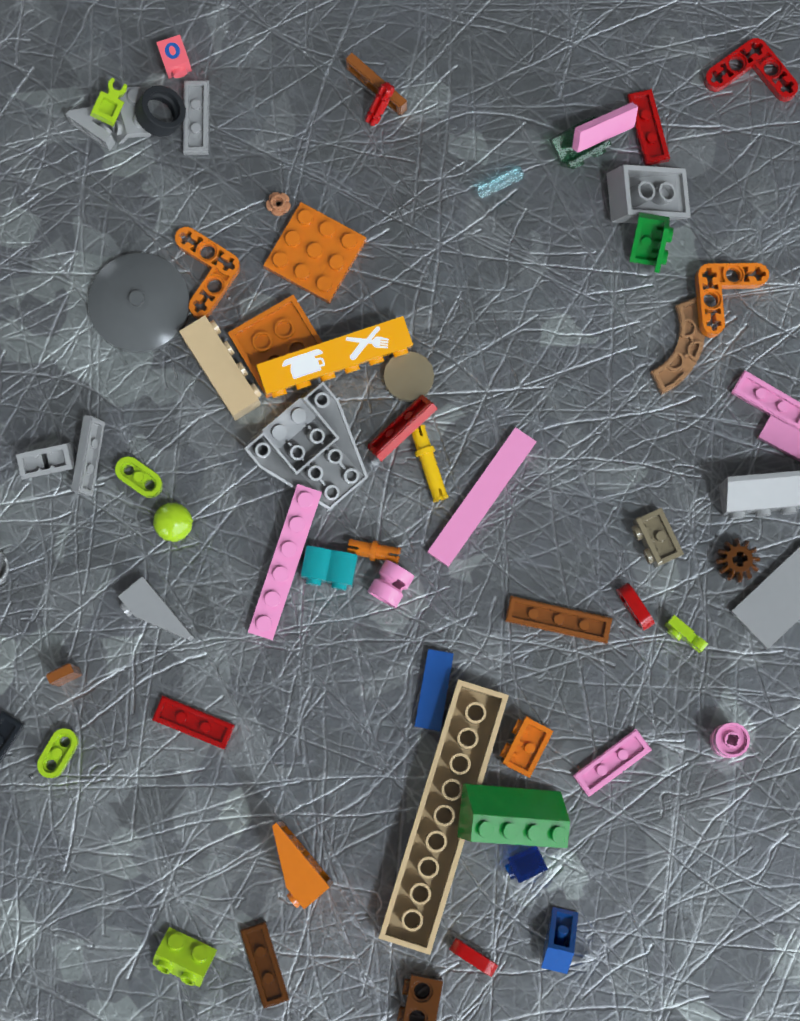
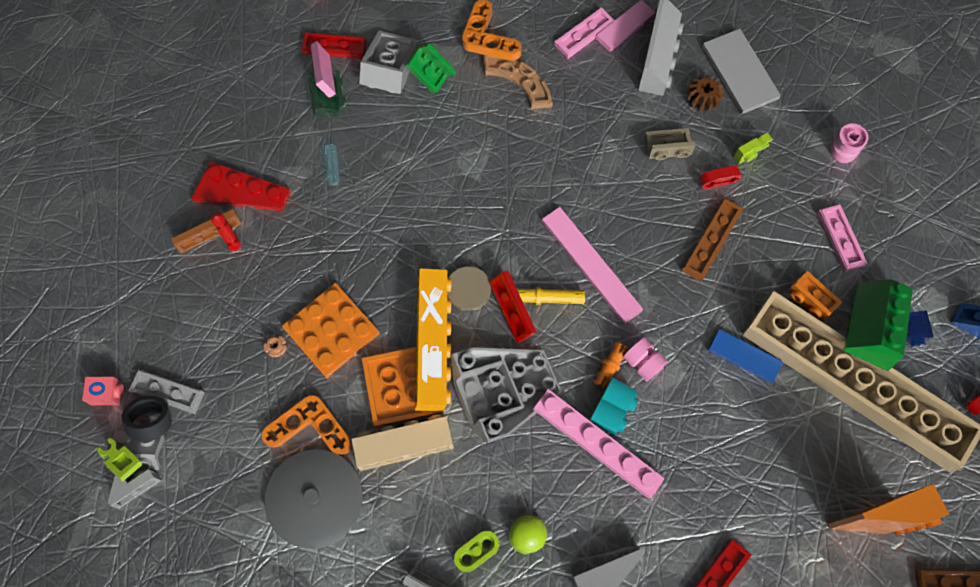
camera: 70 degrees left, 10 degrees down
(435, 87) = (232, 187): none -> red wing

